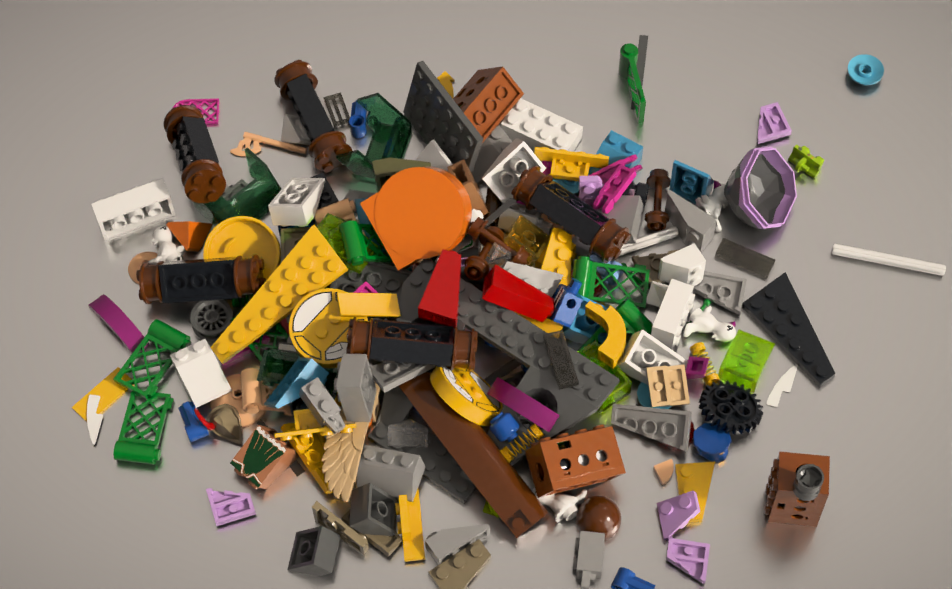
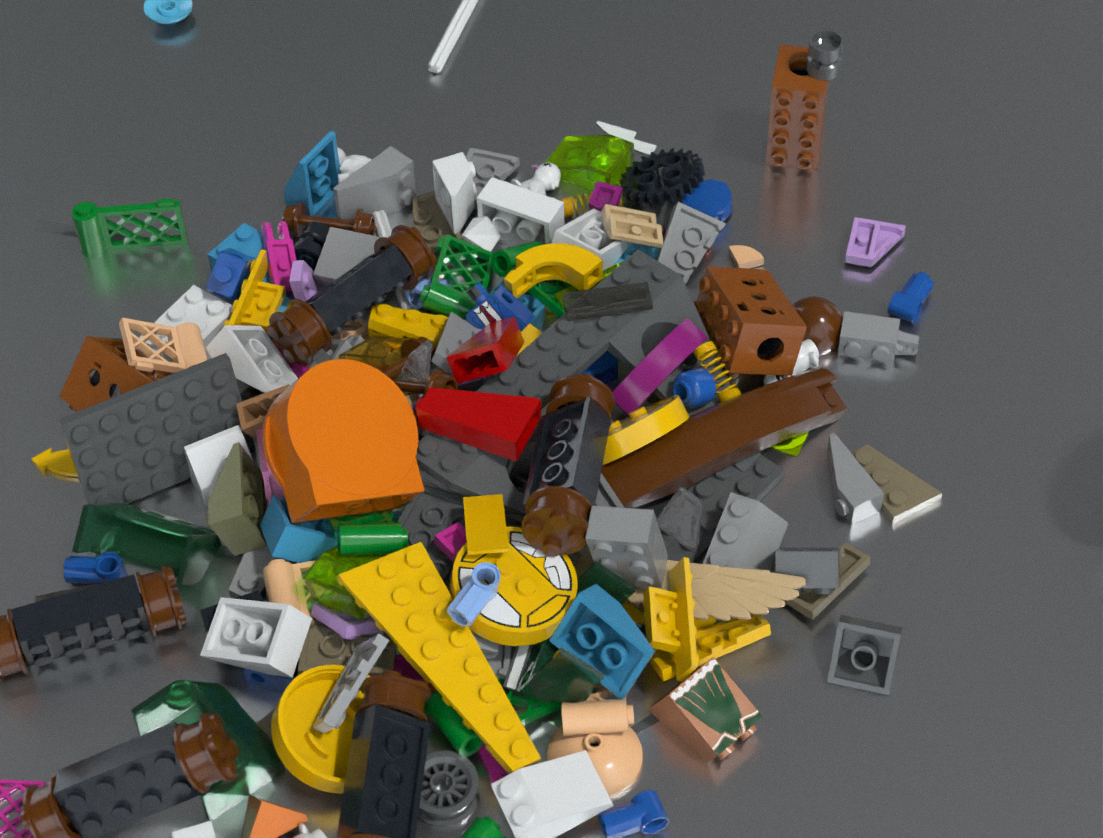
camera: 85 degrees left, 10 degrees down
(224, 422) = (640, 767): dark tan piece -> none
(230, 506) = (784, 767): lavender wing -> none
(249, 137) = (96, 720): light nougat piece -> none
(262, 251) = (349, 683): none -> light grey wing
(294, 131) = (98, 665): white slope -> none
(303, 299) = (475, 595): none -> light blue piece
(322, 405) = (656, 588): light grey hinge -> none
(327, 519) = (824, 619): dark tan wing -> none
(411, 527) = (828, 533): yellow bracket -> none
(512, 128) = (184, 345): none -> light nougat piece
(584, 141) = (229, 275): none -> blue torso
(614, 188) = (312, 250): dark pink hinge -> none
(676, 512) = (810, 244): lavender wing -> none
(695, 478) = (773, 232): yellow wing -> none
(745, 257) = (434, 147): clear smoke tile -> none
(761, 189) = (351, 112): rock -> none
(772, 123) = (227, 103): lavender wing -> none
(784, 319) = (536, 123): black wing -> none
(805, 161) = (297, 76): lime hips -> none

